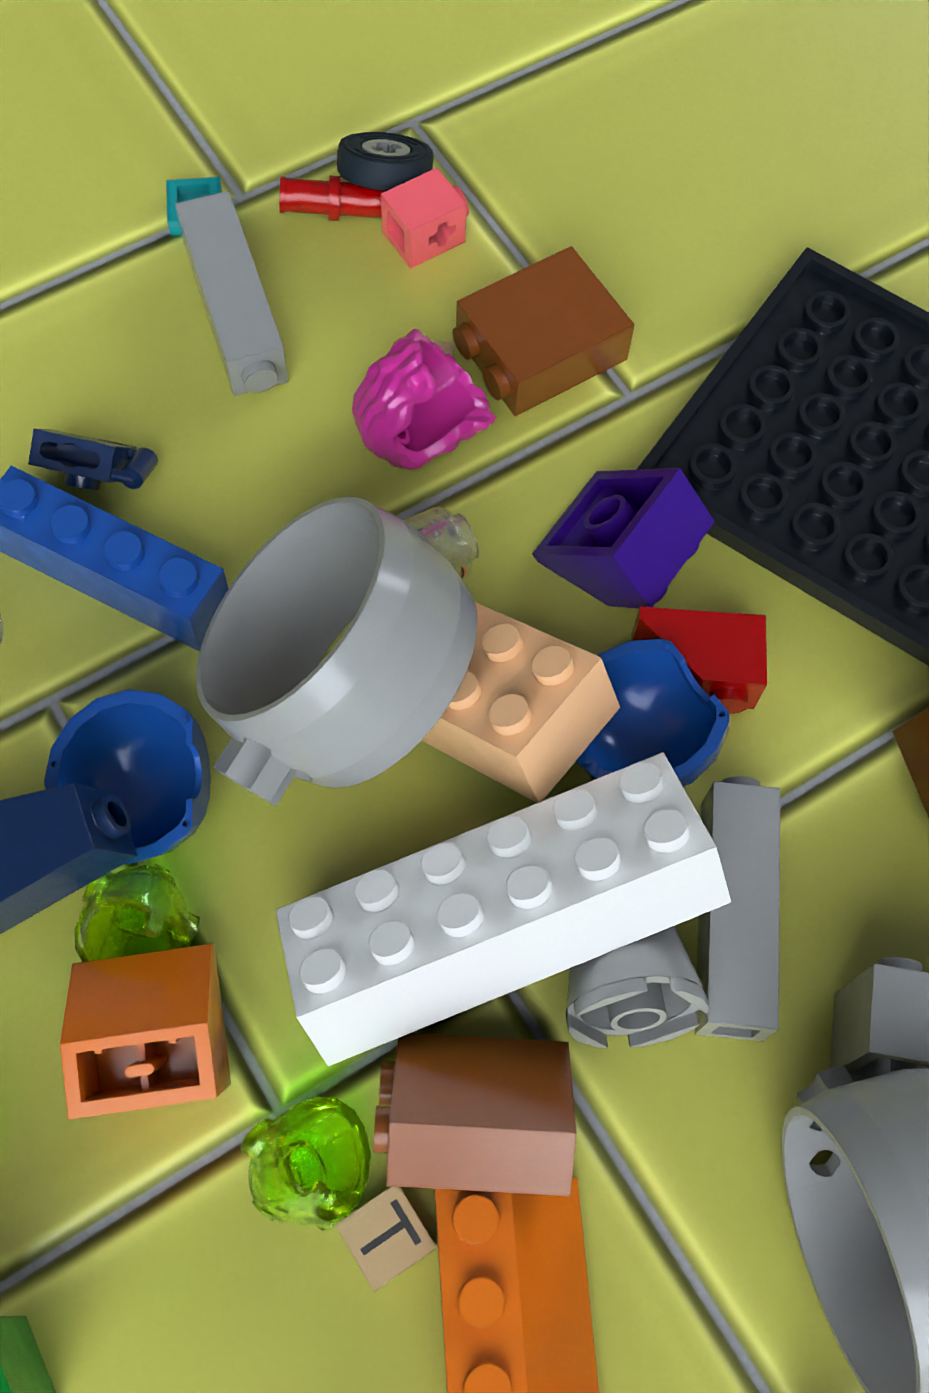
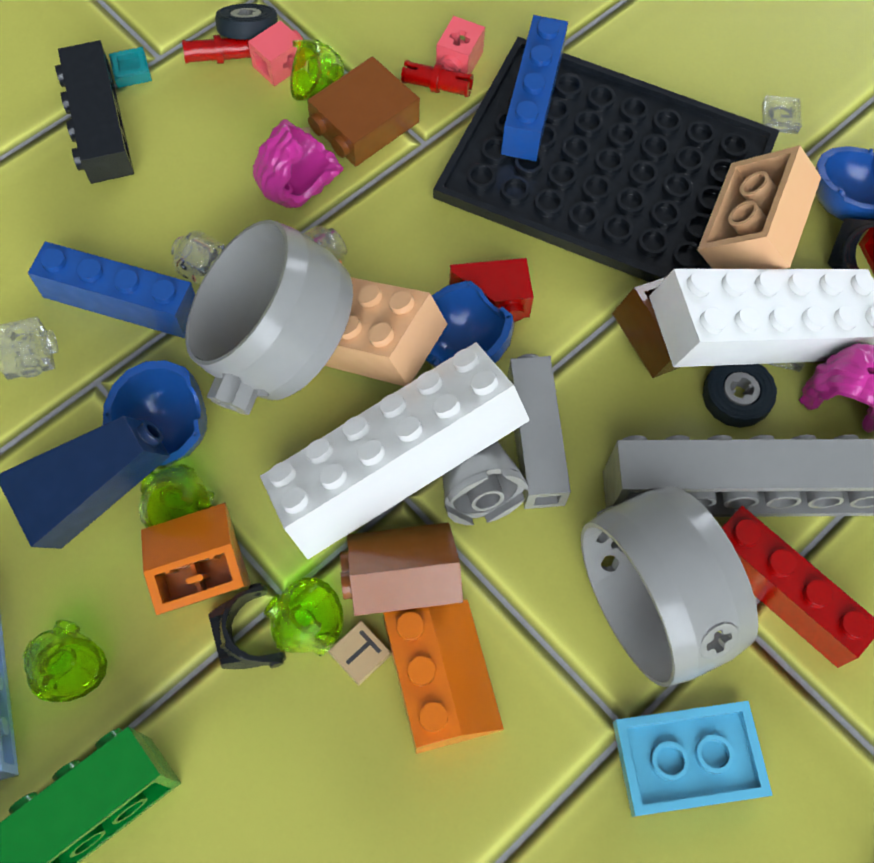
camera: 10 degrees left, 0 degrees up
(90, 460) = (92, 233): dark blue piece -> none
(126, 270) = (94, 112): none -> black brick
(174, 1193) = (221, 623): none -> black helmet
(232, 294) = (164, 117): light grey brick -> none
(240, 523) = (195, 254): none -> clear head
(490, 256) = (323, 68): none -> clear neon green helmet
(627, 535) = (436, 225): dark purple slope -> none
(667, 295) = (437, 78): none -> red pin
(706, 264) = (460, 54): none -> coral brick
(822, 337) = (534, 88): none -> blue brick

